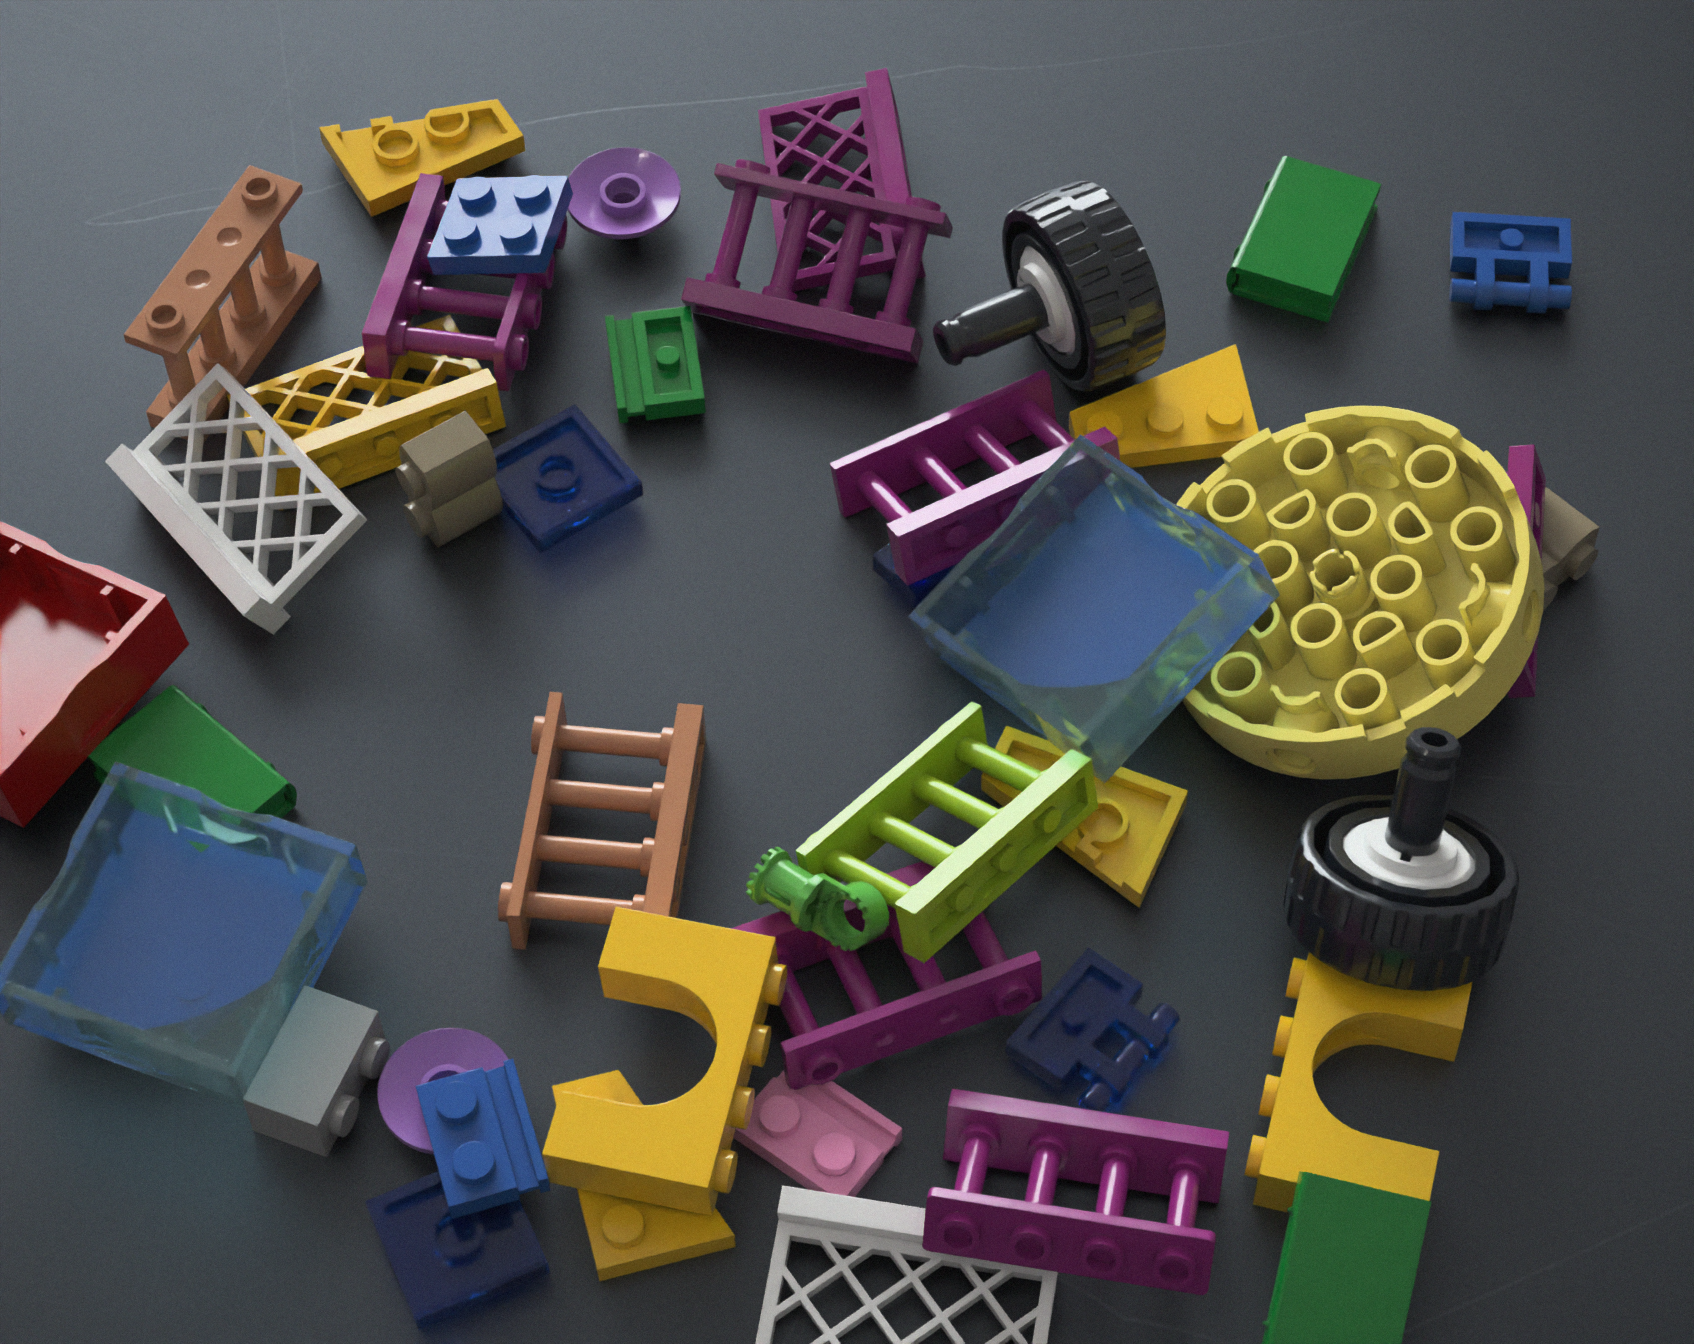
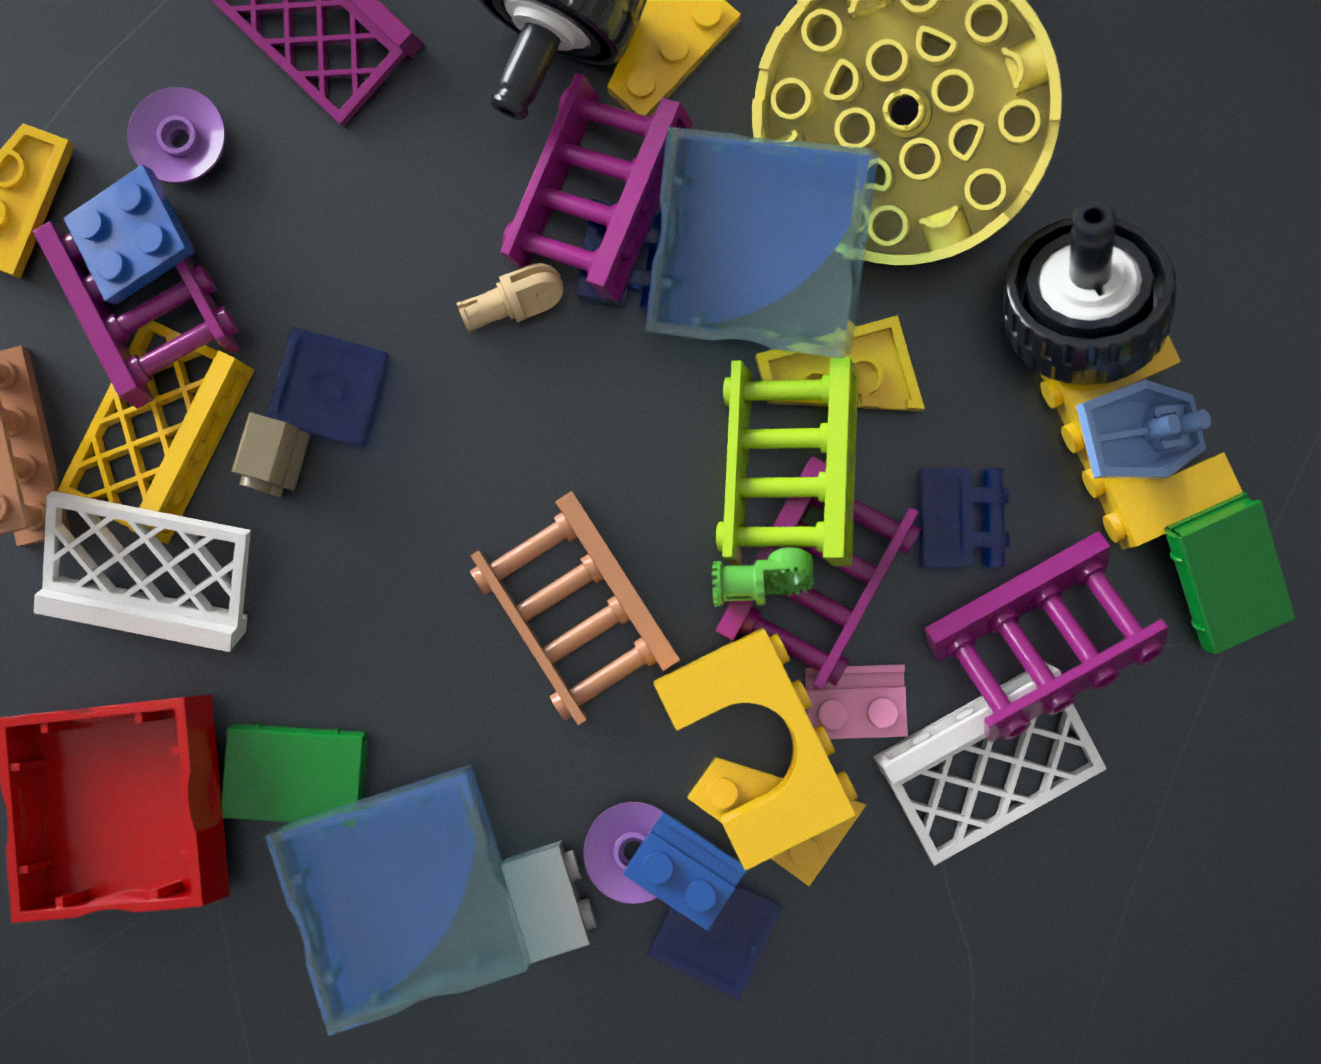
camera: 40 degrees left, 30 degrees up
(655, 364) = (314, 253): green plate -> none
(813, 520) = (517, 296): none -> tan arm
(833, 317) = (356, 149): magenta fence -> none
(1356, 1052) = (1142, 431): none -> medium blue piece

